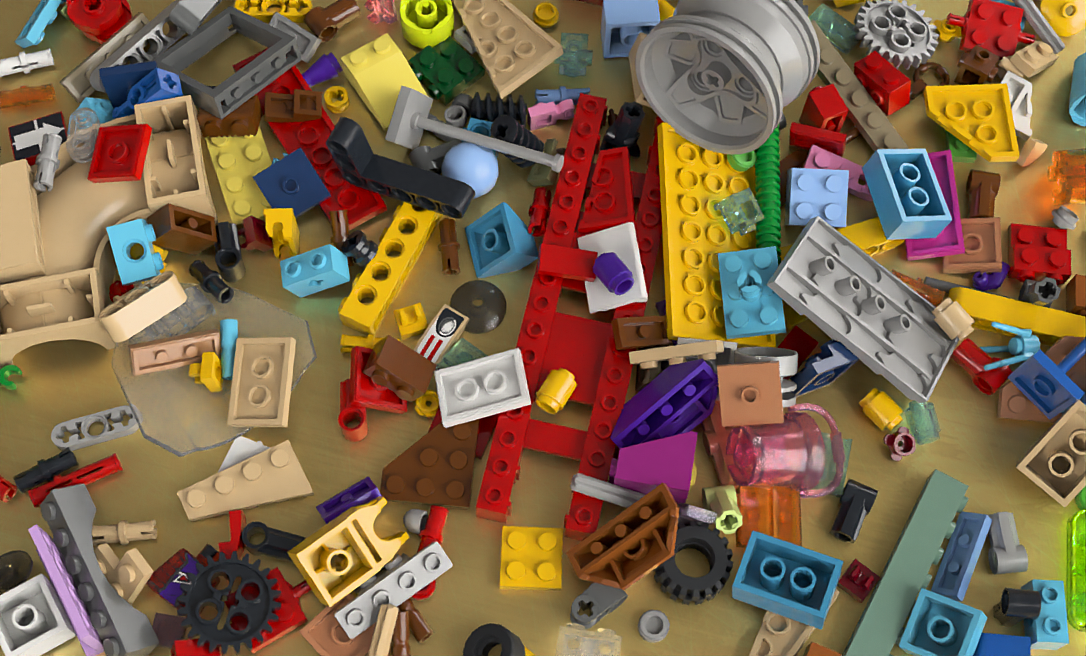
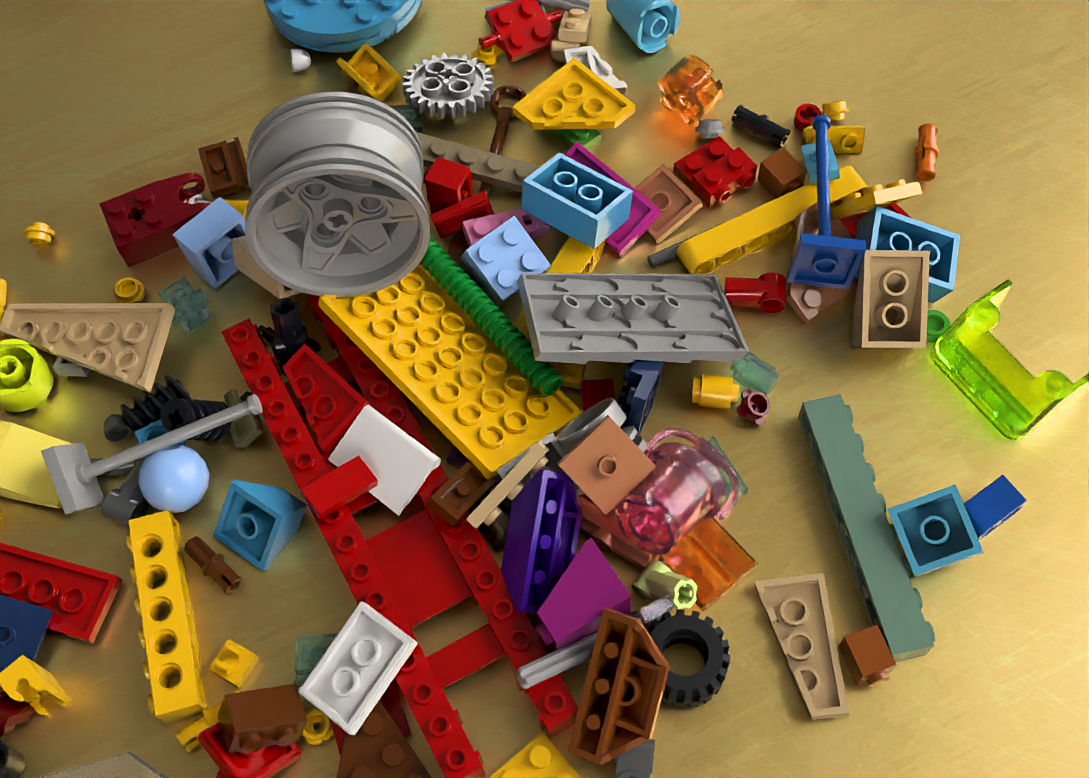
camera: 35 degrees left, 5 degrees down
(315, 271) = (96, 696): medium azure brick -> none
(340, 230) = (98, 643): reddish brown pin -> none
(359, 248) = (124, 637): black wheel -> none
(393, 178) = (104, 545): black beam -> none
(441, 334) = (274, 651): slope -> none
(446, 70) = (73, 409): dark green plate -> none
(453, 114) = (114, 444): light grey hinge -> none
(482, 317) = (293, 609): clear smoke dish -> none
(539, 212) = (272, 464): red pin -> none
(546, 114) = (204, 374): bright pink plate -> none
(556, 390) = (429, 611): yellow brick -> none
(559, 95) = (205, 350): medium blue pin -> none
(613, 273) = (390, 461): dark purple brick -> none
(653, 626) = (699, 747): light grey tile -> none
(740, 212) = (454, 320): clear light blue brick -> none
(743, 161) = (416, 279): bright green tile -> none
(747, 301) = (527, 388): medium azure plate -> none
(787, 579) = (777, 600): dark azure brick -> none
(854, 506) = (766, 487): black piece -> none
(858, 581) = (826, 550): dark red tile -> none
(883, 82) = (475, 128): red brick -> none
(934, 295) = (667, 266): clear orange pin -> none
(953, 319) = (704, 270): tan brick -> none
(961, 555) = (886, 457): medium blue plate -> none
(977, 67) = (538, 63): reddish brown brick -> none
(982, 190) = (629, 154): reddish brown piece -> none
(990, 281) = (699, 221): dark purple arm -> none
(1005, 552) = (915, 424): light grey piece -> none
(1016, 606) = (968, 458): black piece -> none
(1021, 346) = (774, 249): medium azure plant -> none
(1031, 151) = (637, 95): tan tile -> none
(1039, 292) = (748, 196): dark grey piece -> none
(1051, 627) = (990, 446): medium azure brick -> none

